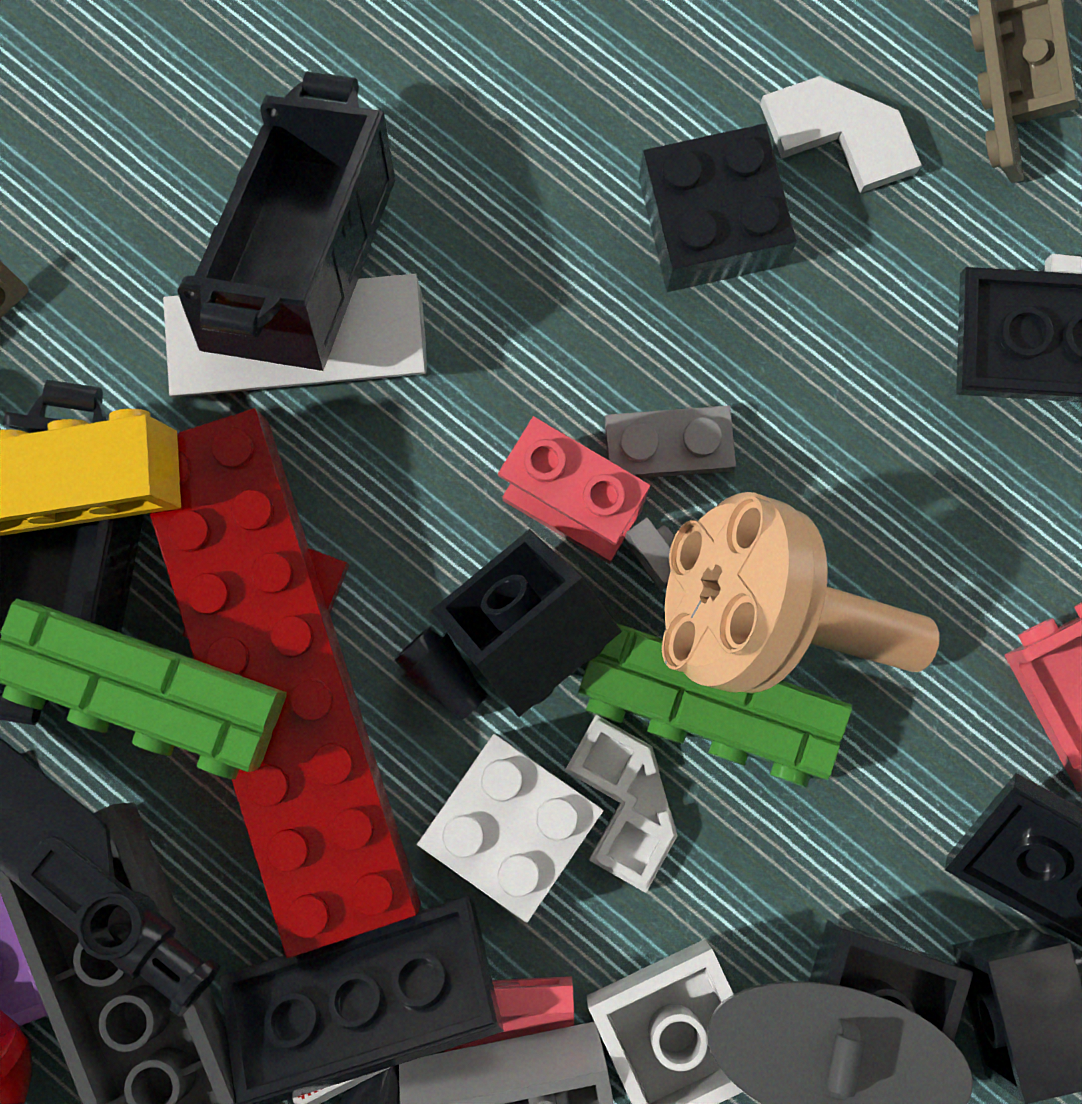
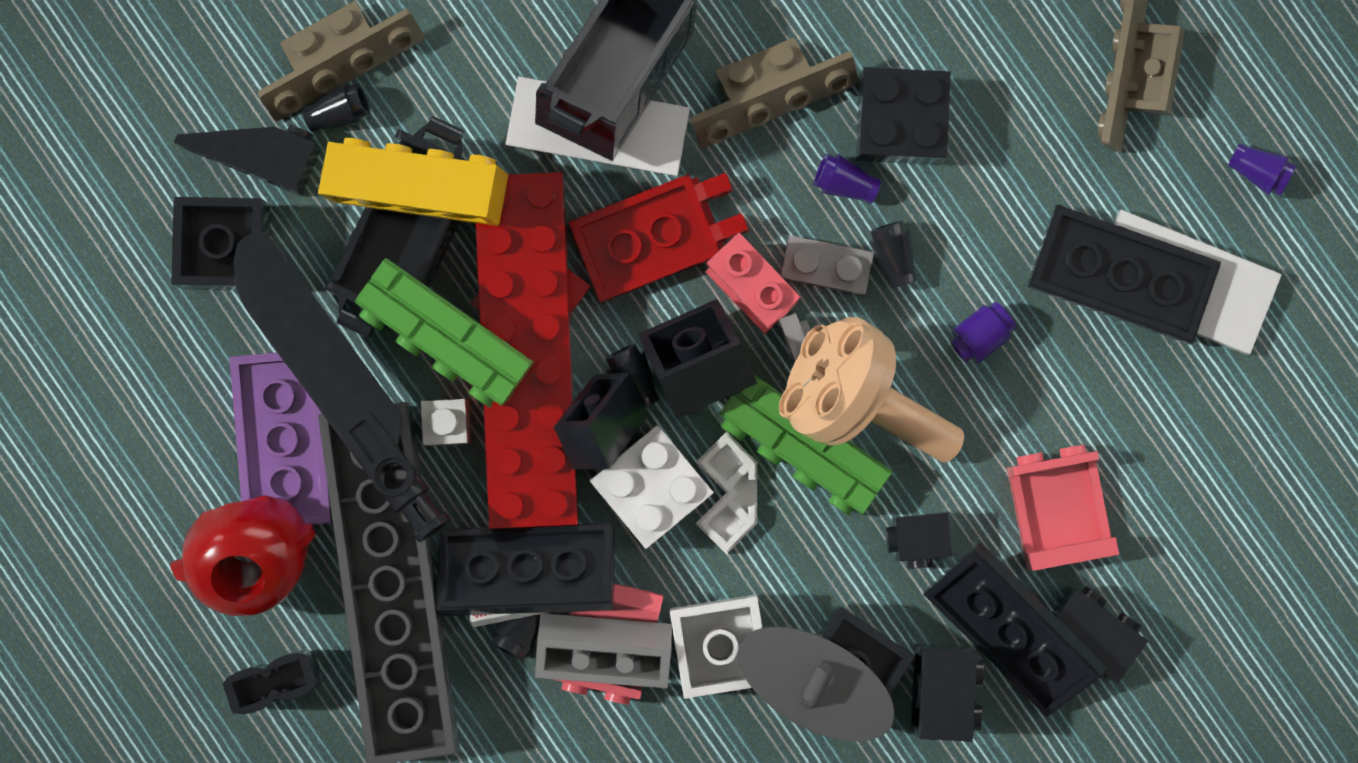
camera: 10 degrees right, 5 degrees up
(187, 816) = (446, 422): none -> white brick
(409, 753) = (601, 421): none -> black brick
(414, 467) = (654, 234): none -> red tile
(521, 224) = (769, 87): none -> dark tan bracket
(660, 317) = (844, 179): none -> dark purple cone
(759, 397) = (894, 251): none -> black cone
(867, 130) = (999, 66): white tile -> none
(916, 473) = (982, 333): none -> dark purple brick
(918, 791) = (919, 539): none -> black brick

